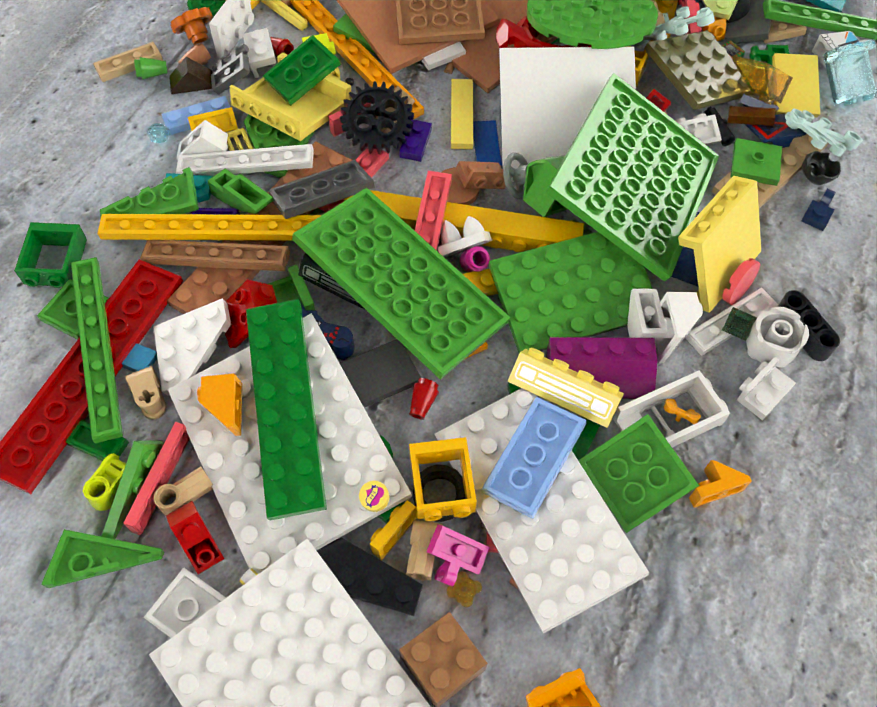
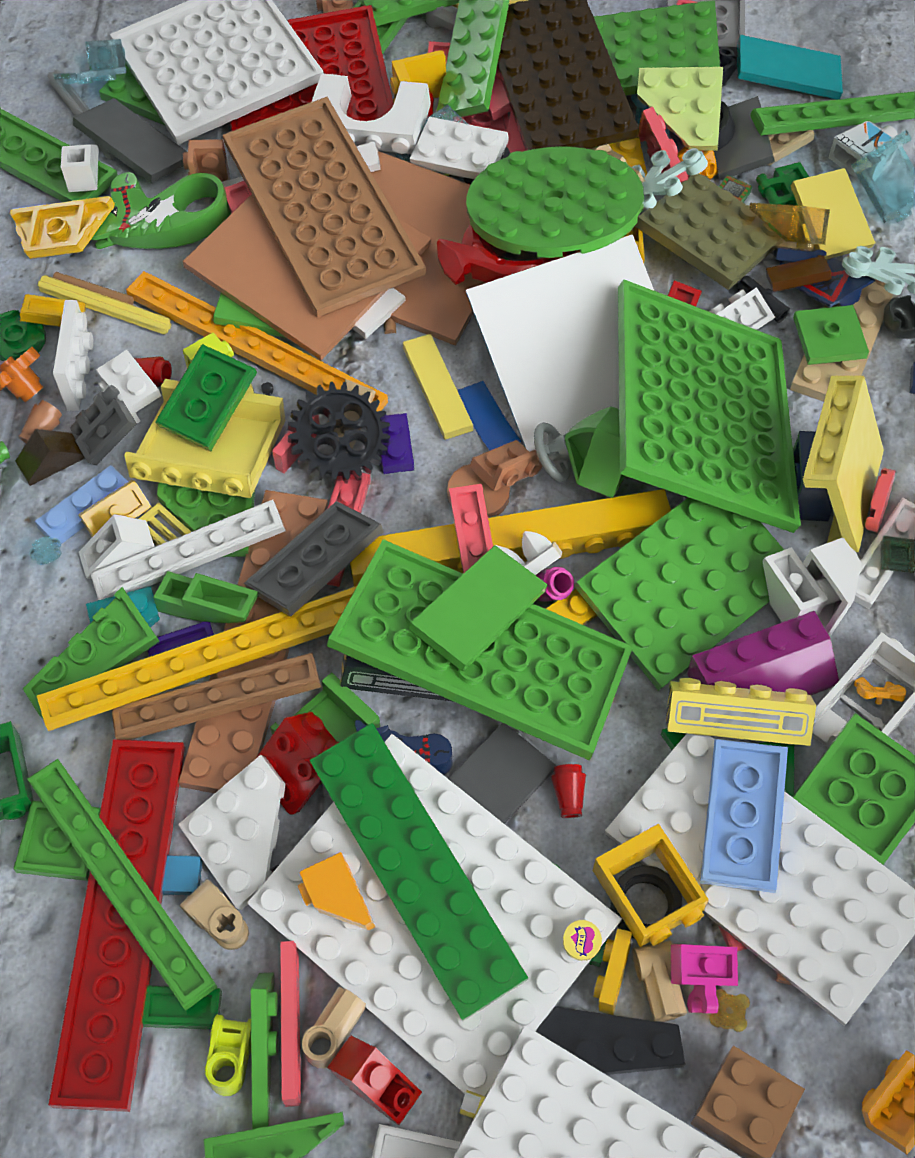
camera: 20 degrees left, 0 degrees up
(408, 251) = (478, 607): none -> bright green tile

